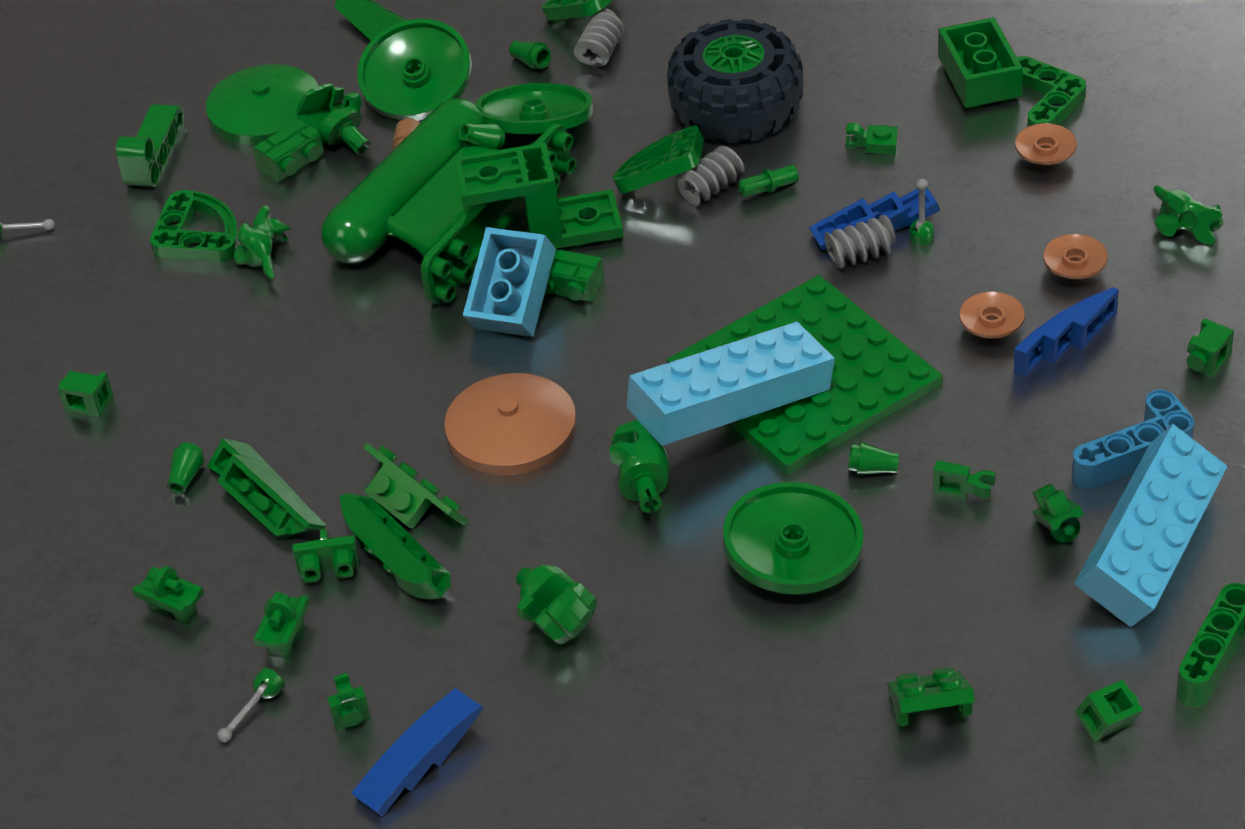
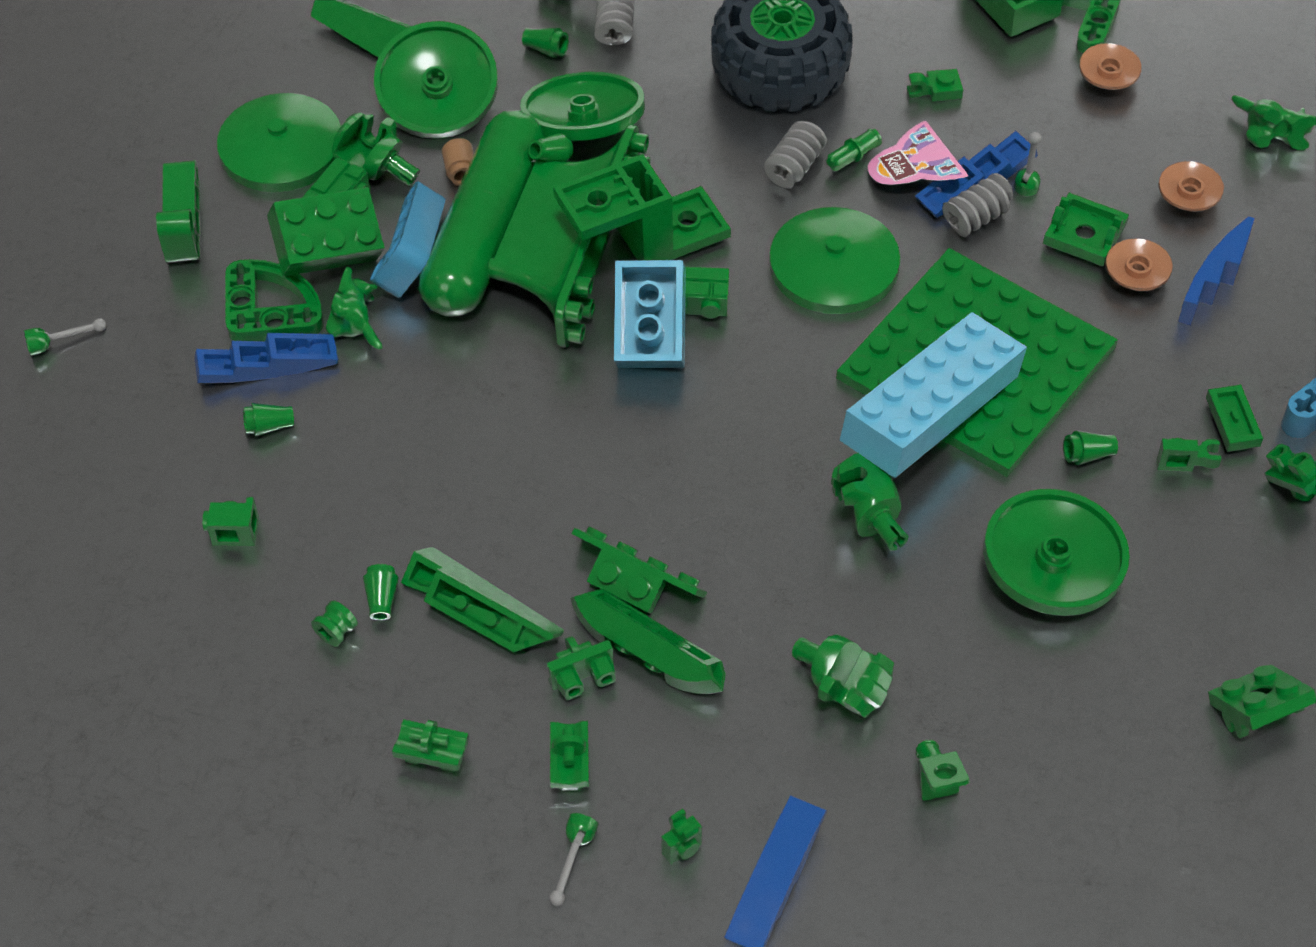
camera: 20 degrees left, 10 degrees up
(133, 485) = (334, 623): none -> green wheel
(150, 317) = (266, 418): none -> green cone
(176, 272) = (258, 360): none -> blue slope
(259, 174) = (325, 231): none -> green brick
(328, 192) = (411, 240): none -> dark azure beam
(510, 424) = (705, 473): nougat dish -> none
(598, 698) = (939, 772): none -> green bracket
(661, 160) = (766, 144): green beam -> none
(710, 270) = (834, 260): none -> green dish
(827, 196) = (915, 157): none -> sticker
(954, 264) = (1079, 212): none -> green piece
(1023, 459) = (1234, 418): none -> green plate

